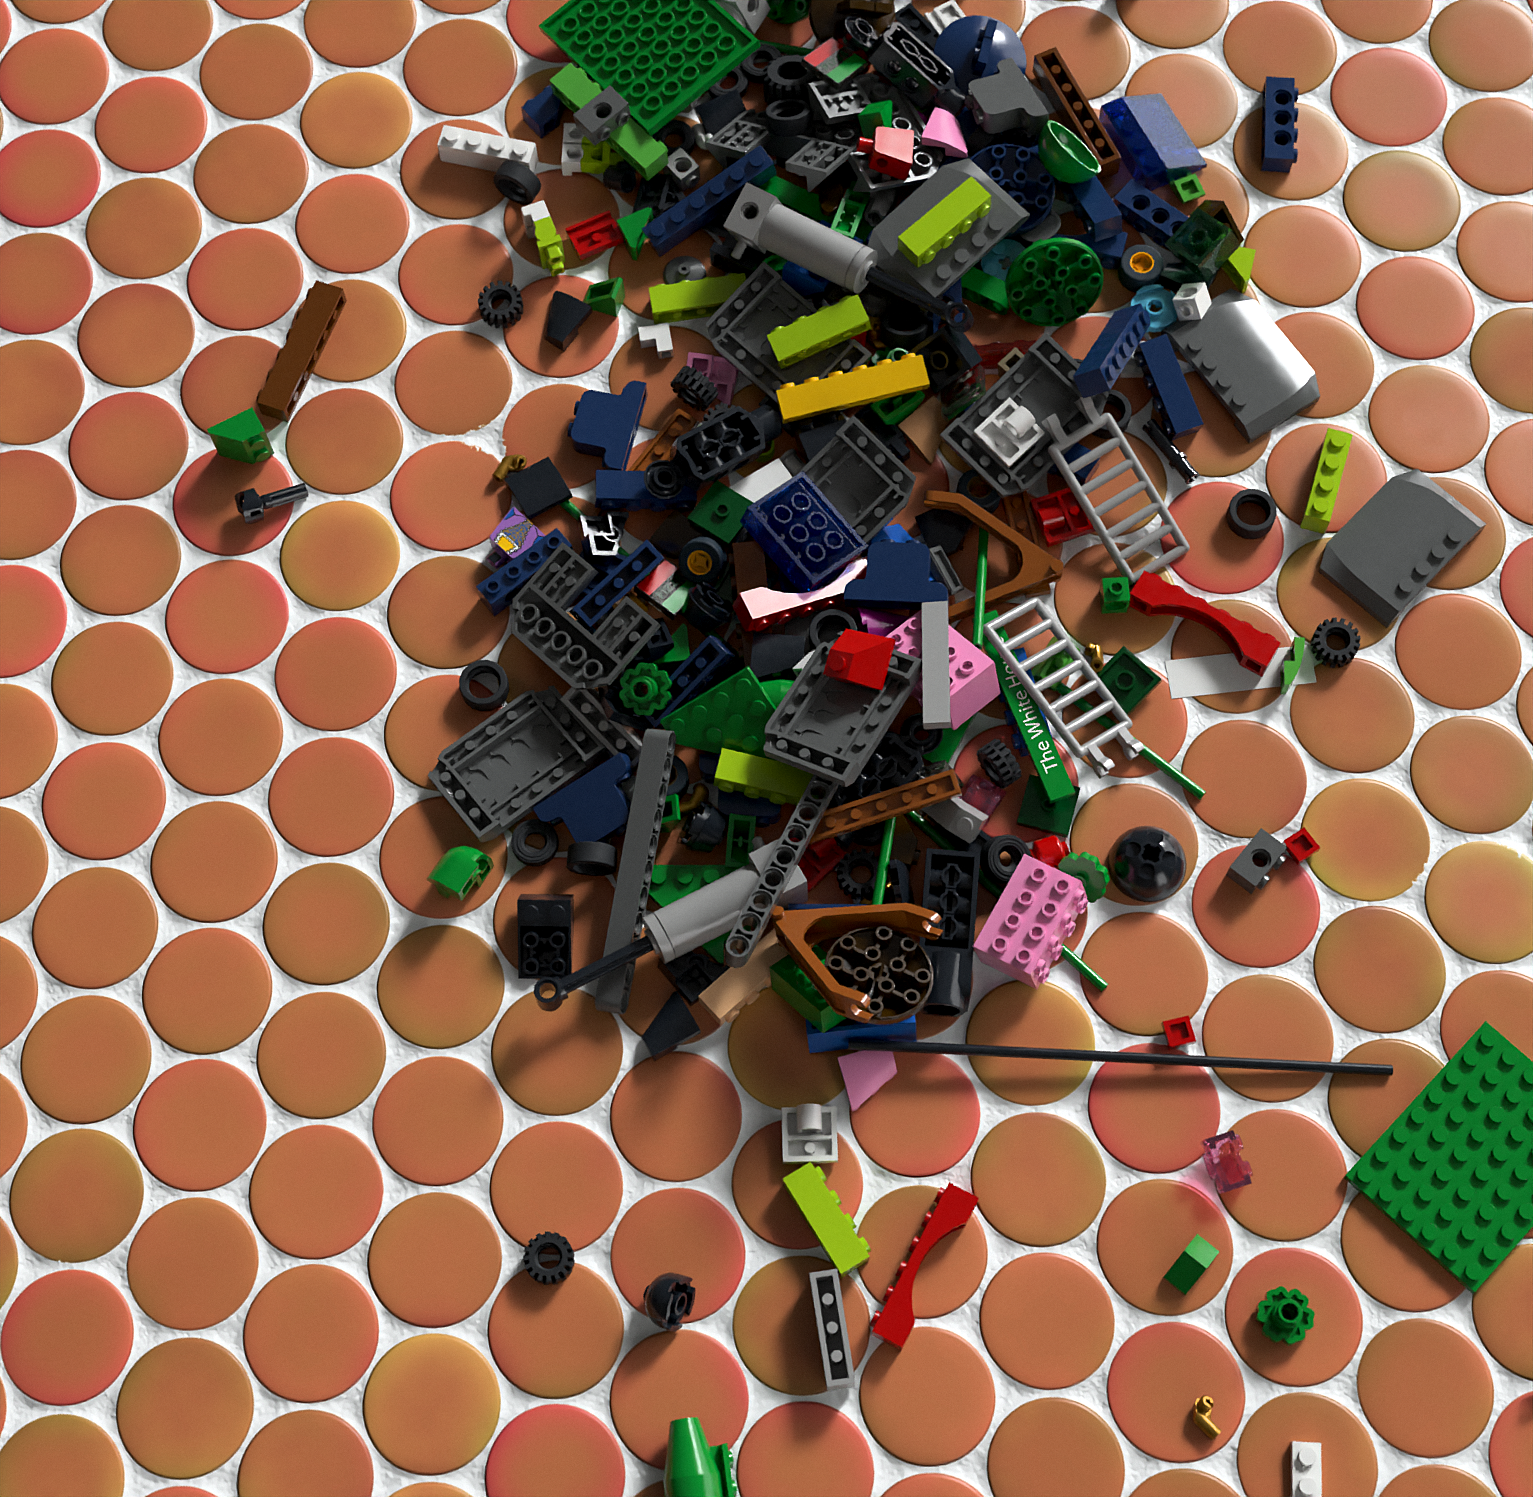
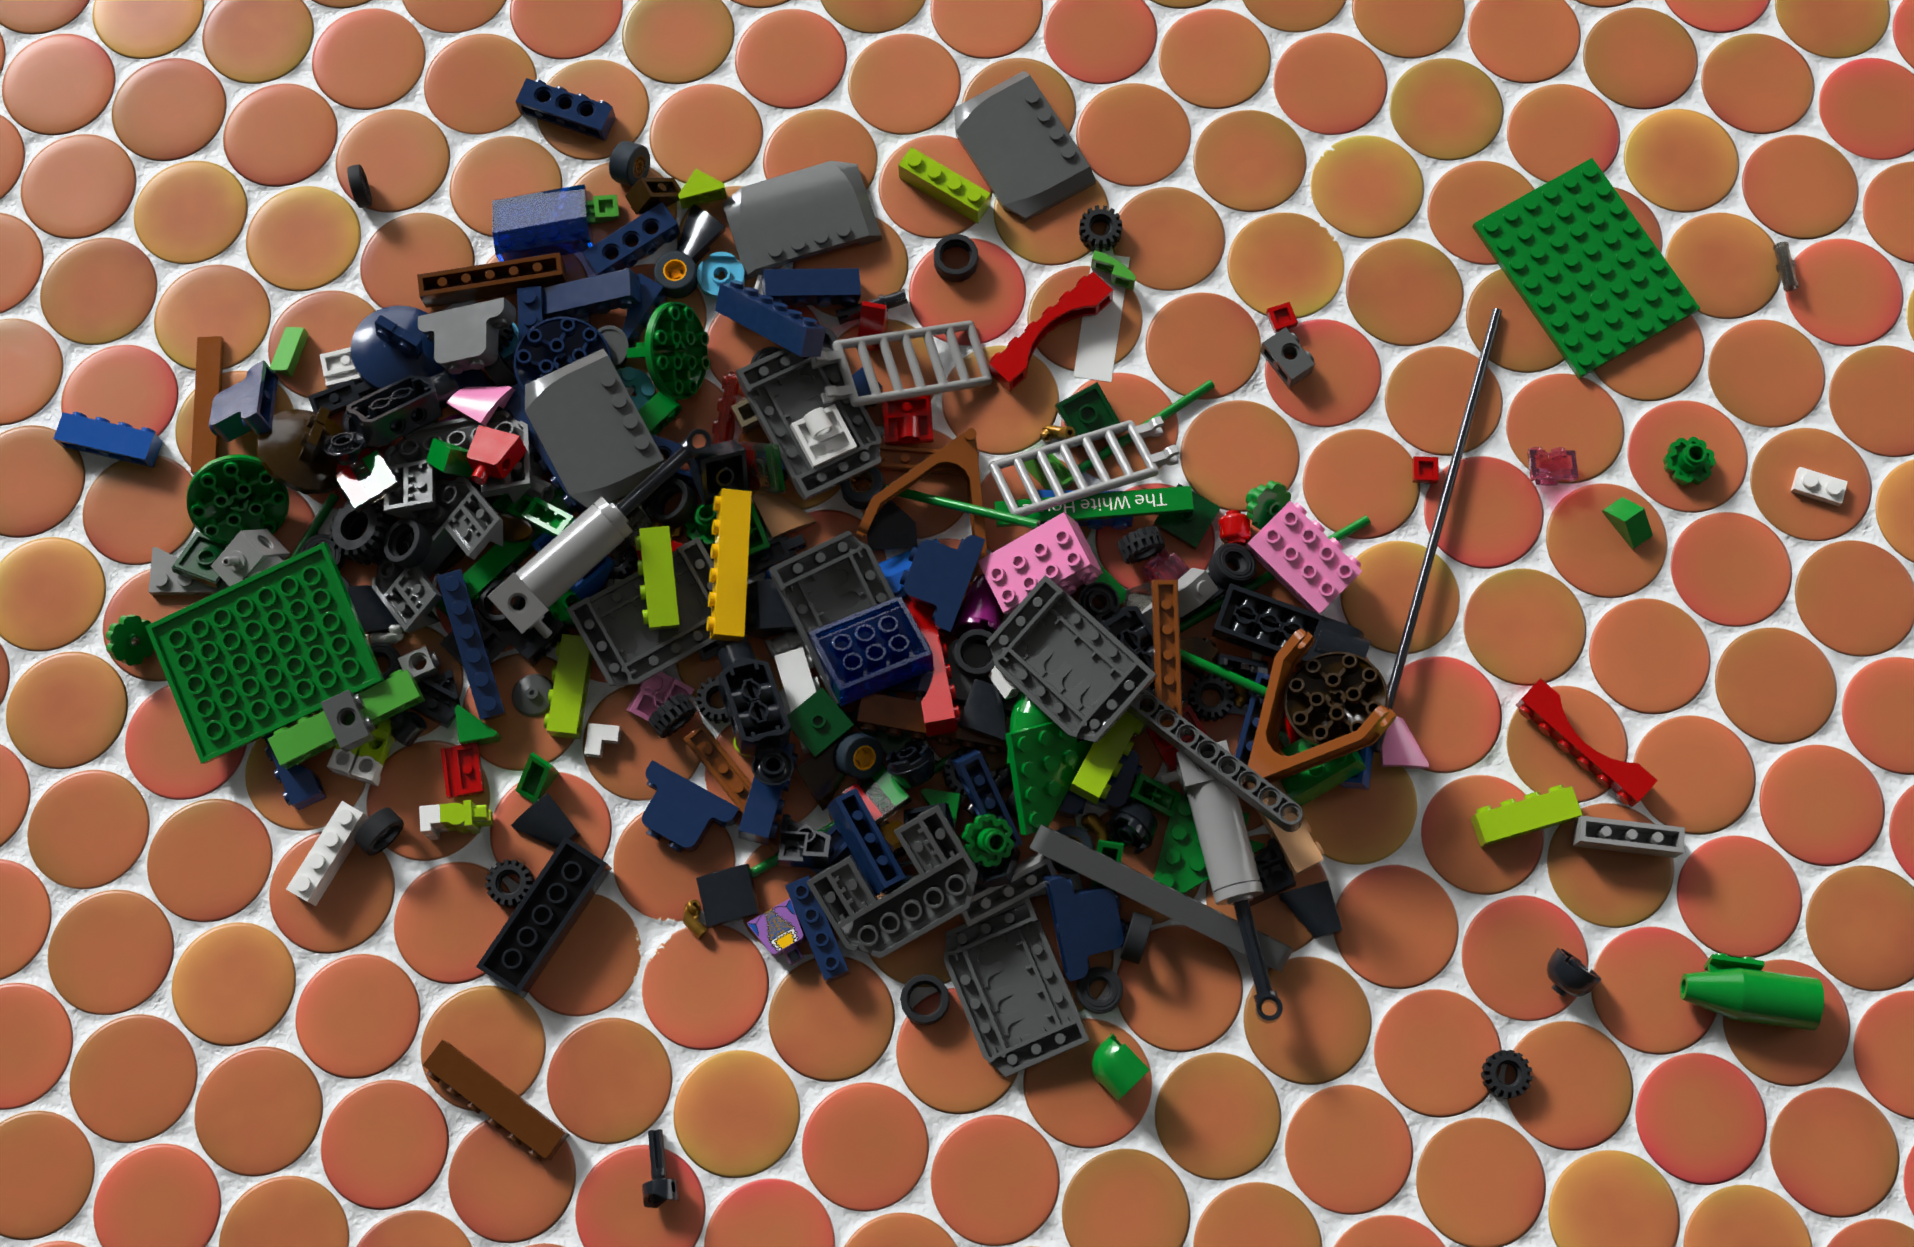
camera: 75 degrees left, 5 degrees up
(241, 438) = (583, 1181): green slope -> none
(475, 338) = (544, 917): none -> black brick
(545, 935) = (1196, 1001): black slope -> none
(809, 1134) = (1445, 810): white plate -> none
(860, 659) = (1029, 628): red slope -> none
(935, 665) = (1053, 563): light grey tile -> none
(943, 571) = (946, 536): dark grey tile -> none
(944, 222) = (594, 425): lime brick -> none
(1065, 155) = (548, 297): green piece -> none
(1114, 595) = (1002, 397): green brick -> none
(1138, 873) = (1262, 460): black piece -> none
(1150, 452) = (873, 321): none -> red slope
(1192, 301) = (729, 239): white brick -> none
(1202, 1417) = (1758, 553): pearl gold arm -> none
(1203, 244) = (678, 209): clear green slope -> none
(1241, 193) = (629, 163): none -> black wheel

